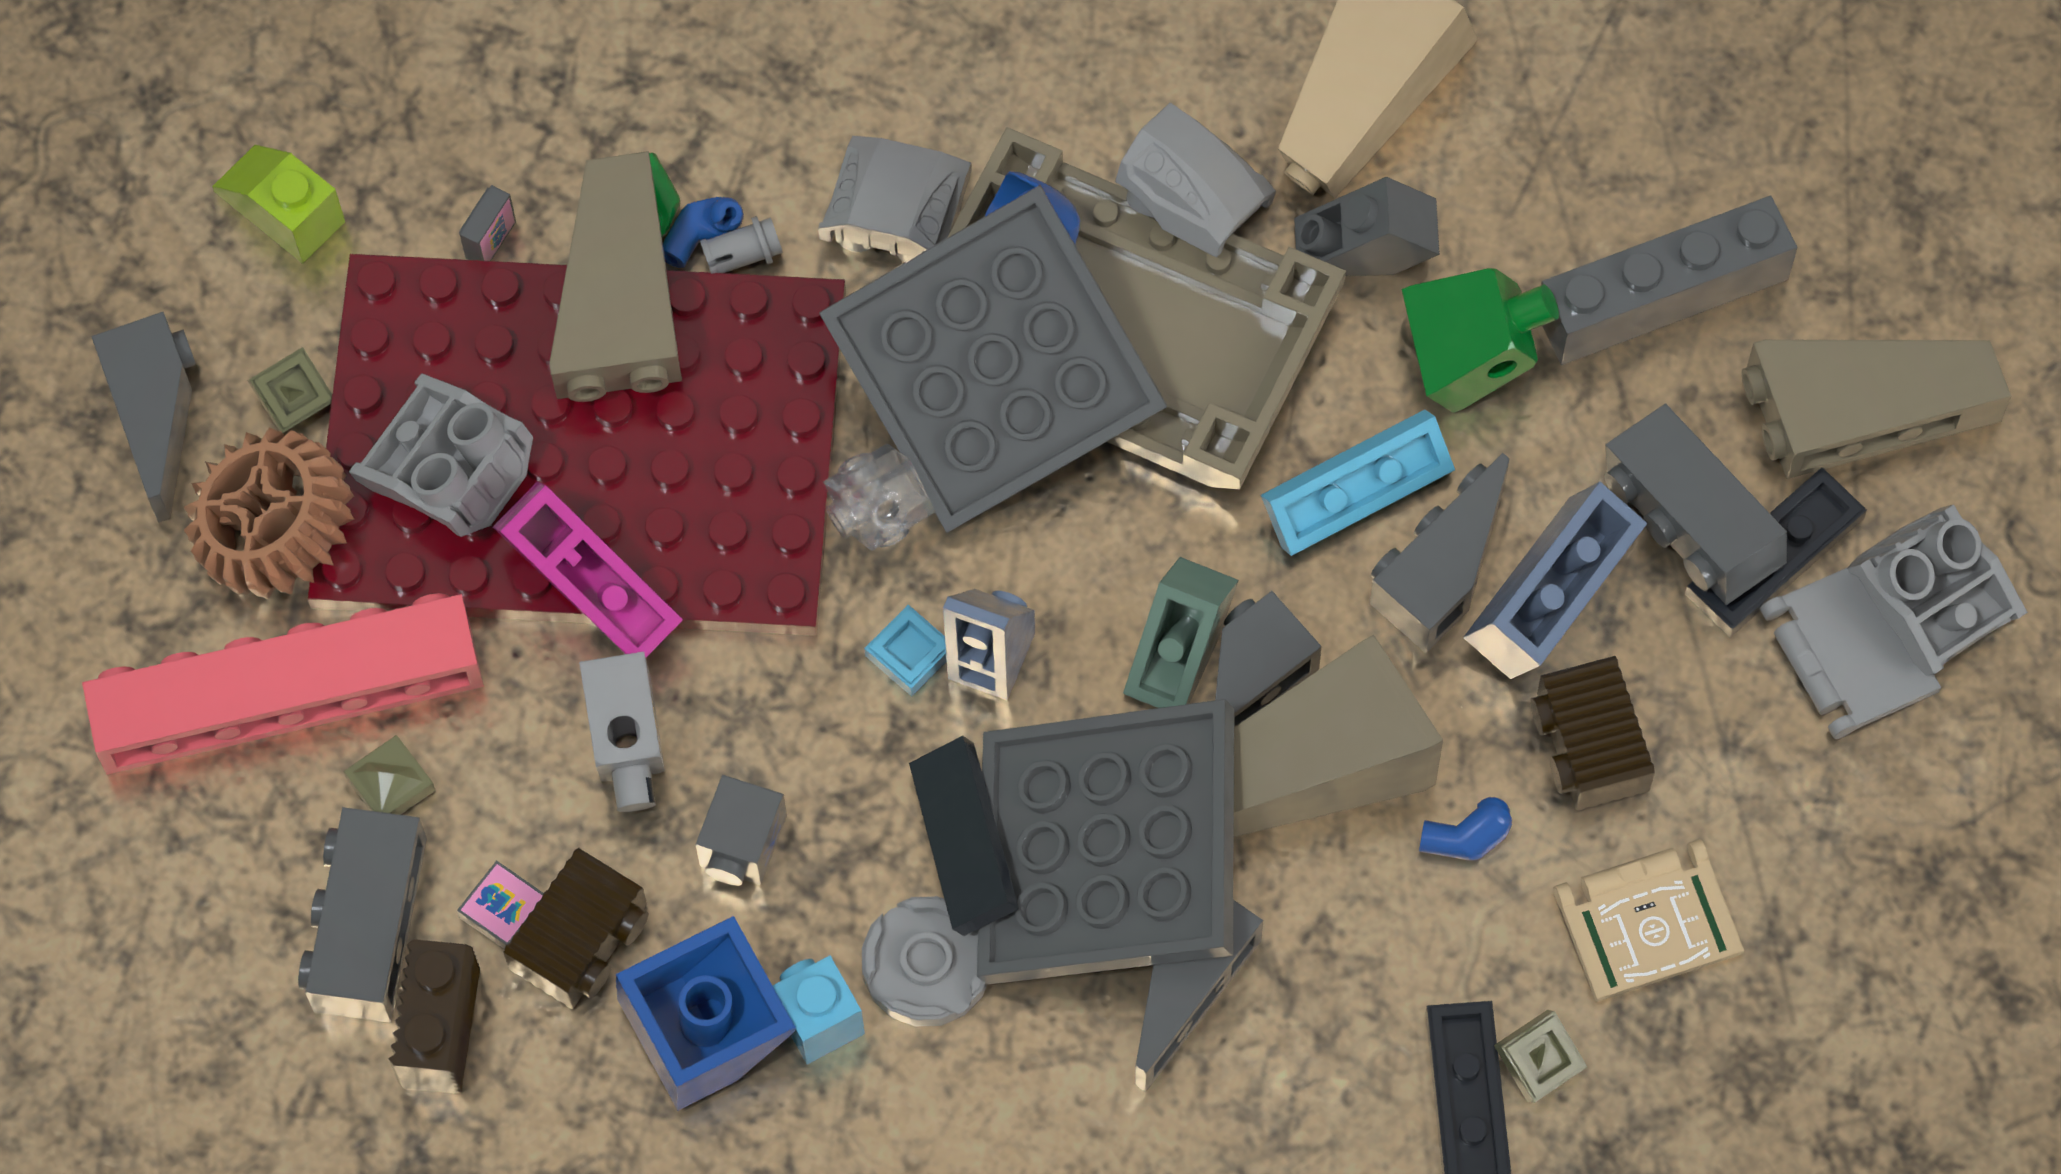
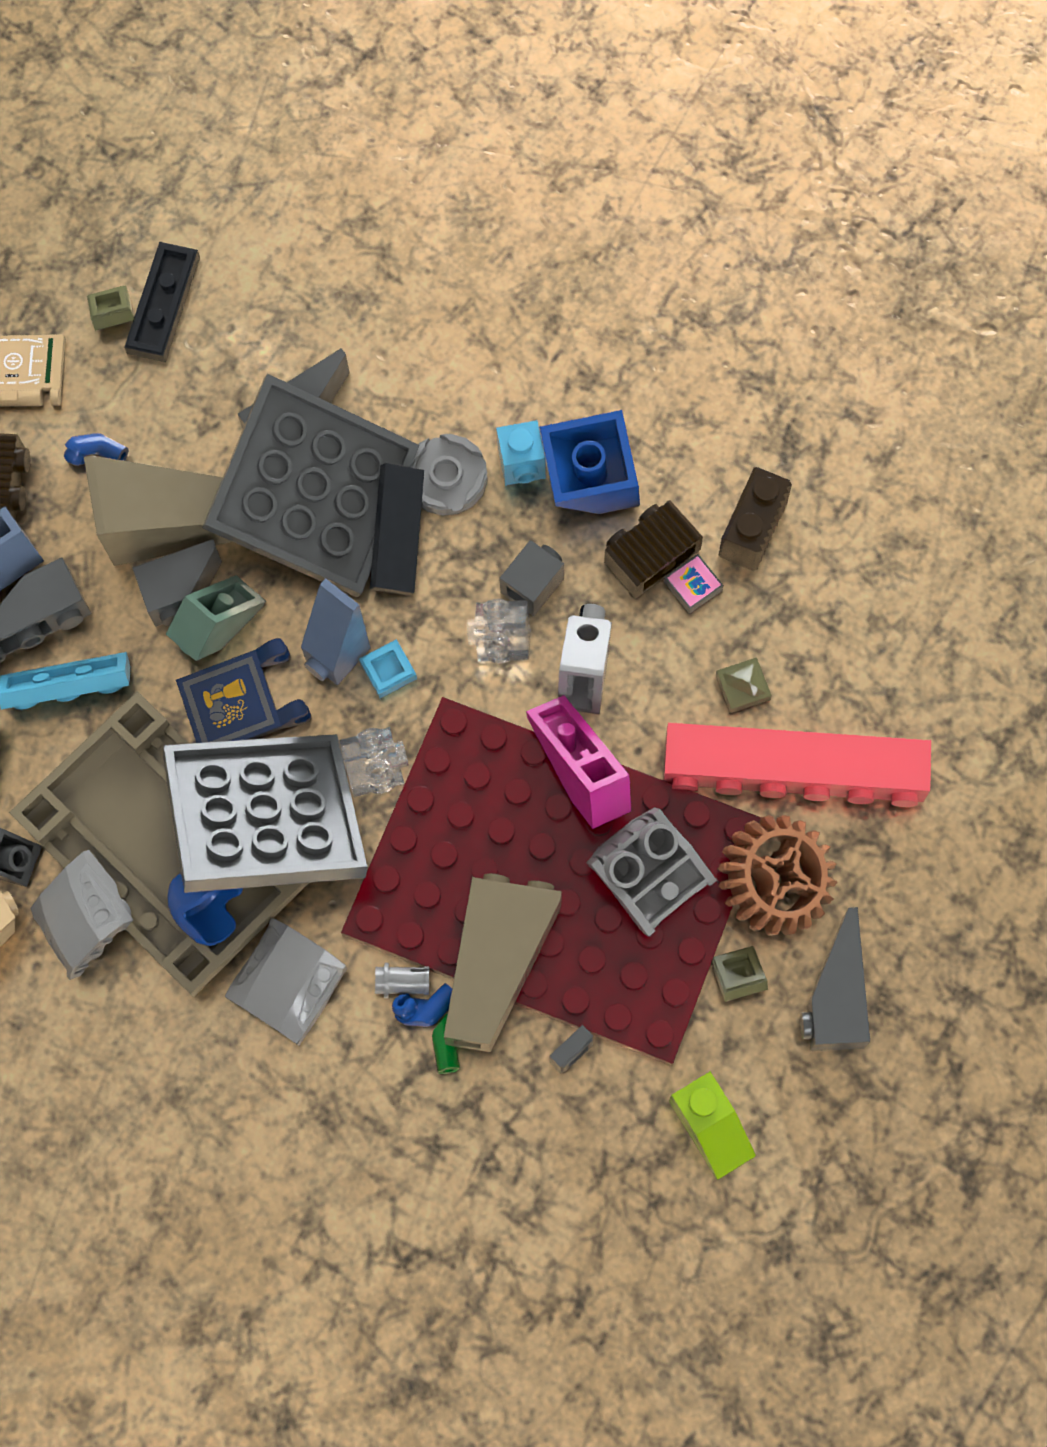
camera: 160 degrees left, 5 degrees up
(363, 914) = (782, 597): dark grey brick -> none
(759, 730) = (500, 630): none -> clear brick
(1110, 535) = (235, 700): none -> dark blue flag

